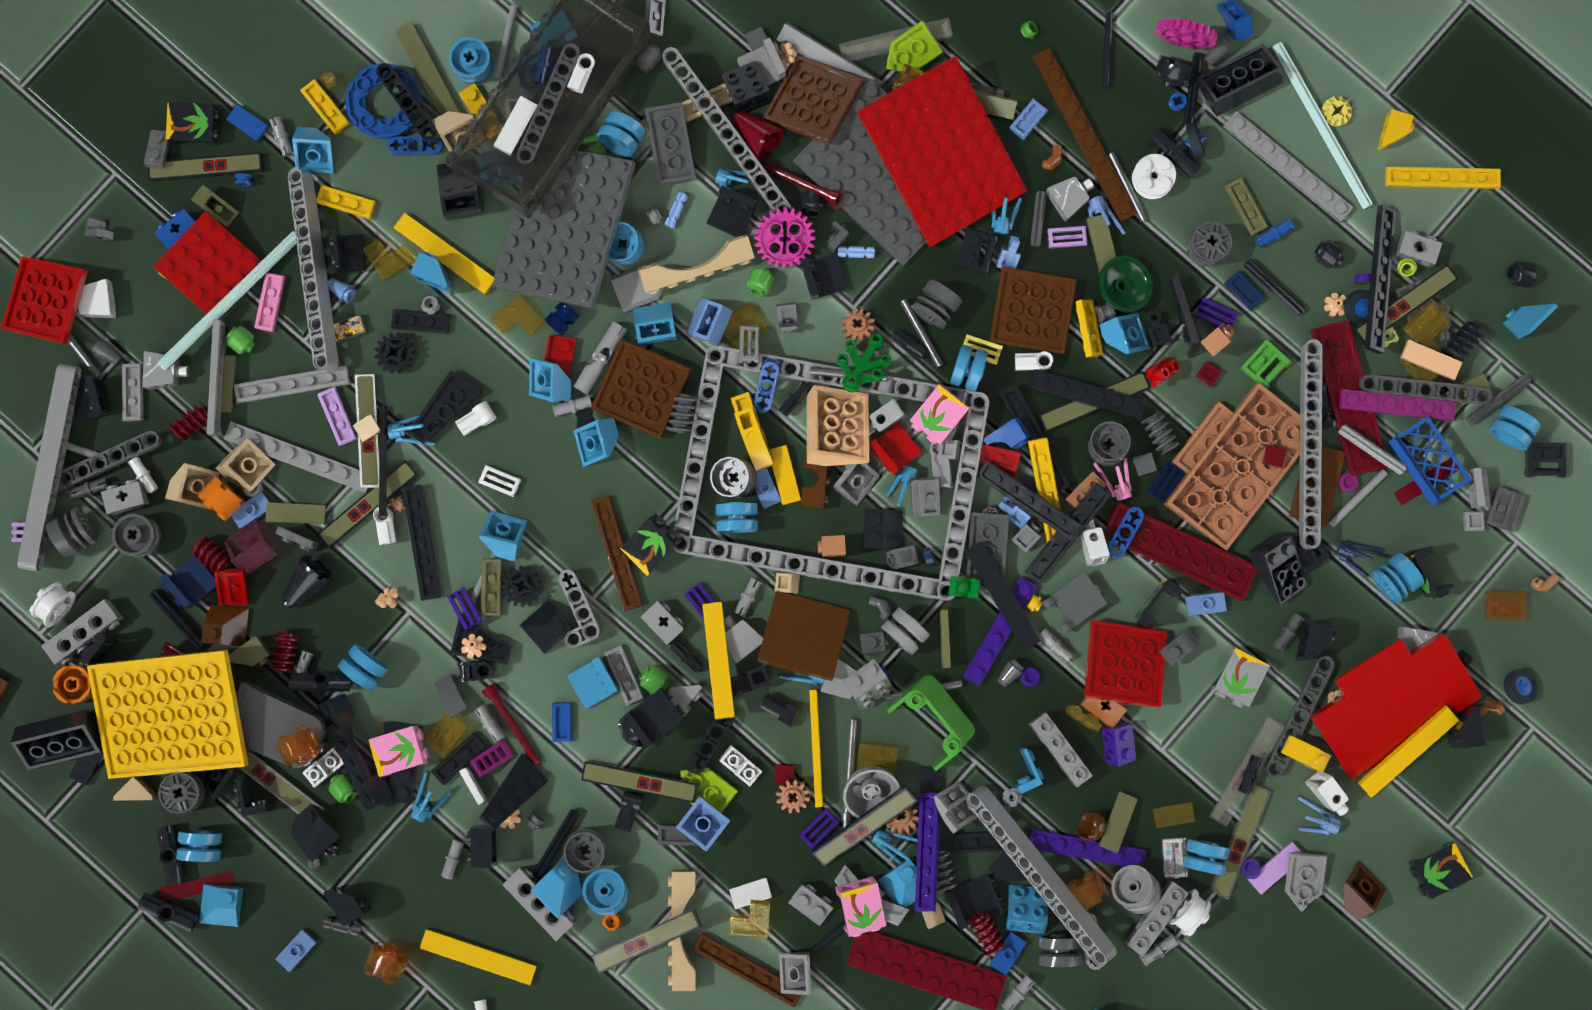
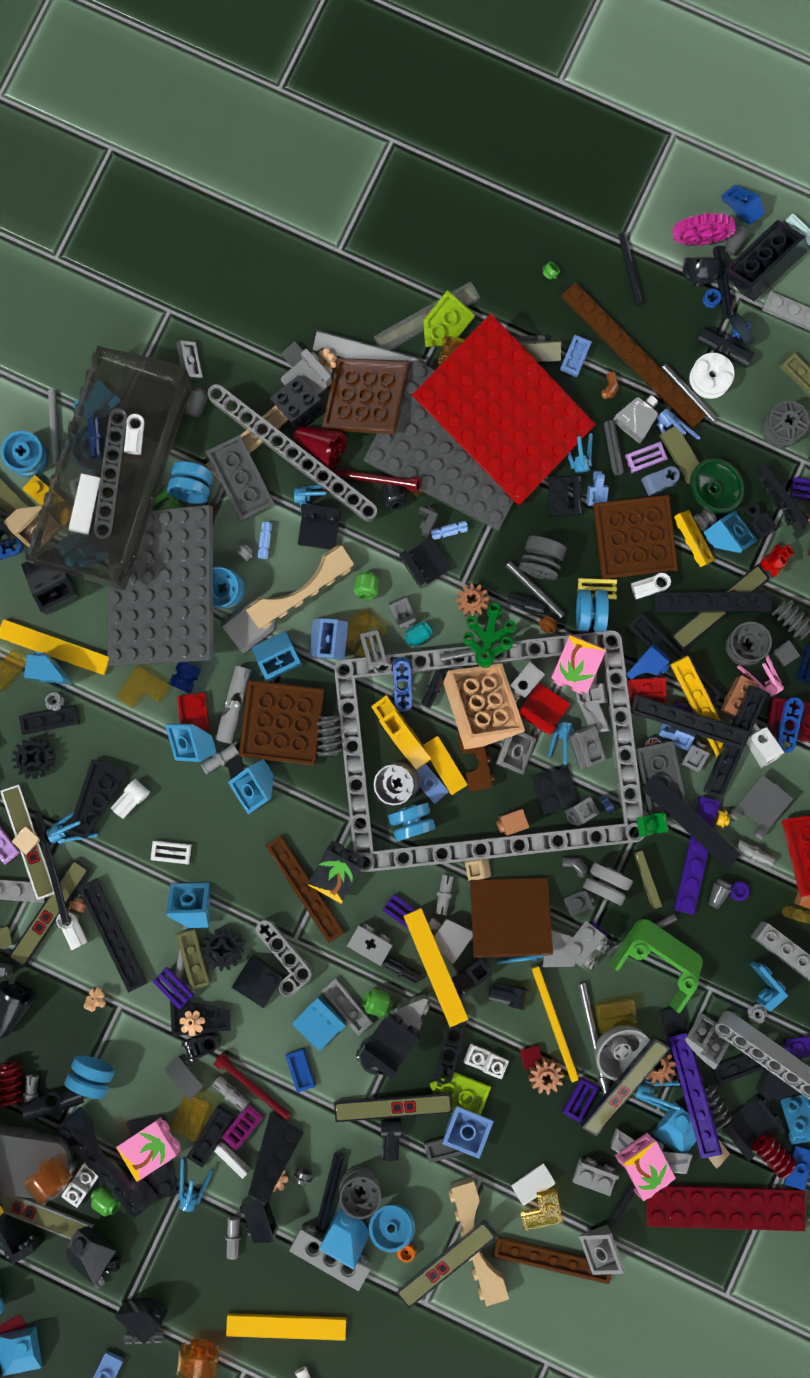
camera: 15 degrees left, 0 degrees up
(767, 237) = (392, 531): dark pink gear -> none
(796, 342) = (418, 634): none -> teal brick
(923, 369) = (548, 624): none -> dark orange plate
(1070, 263) = (657, 481): none -> sand blue piece

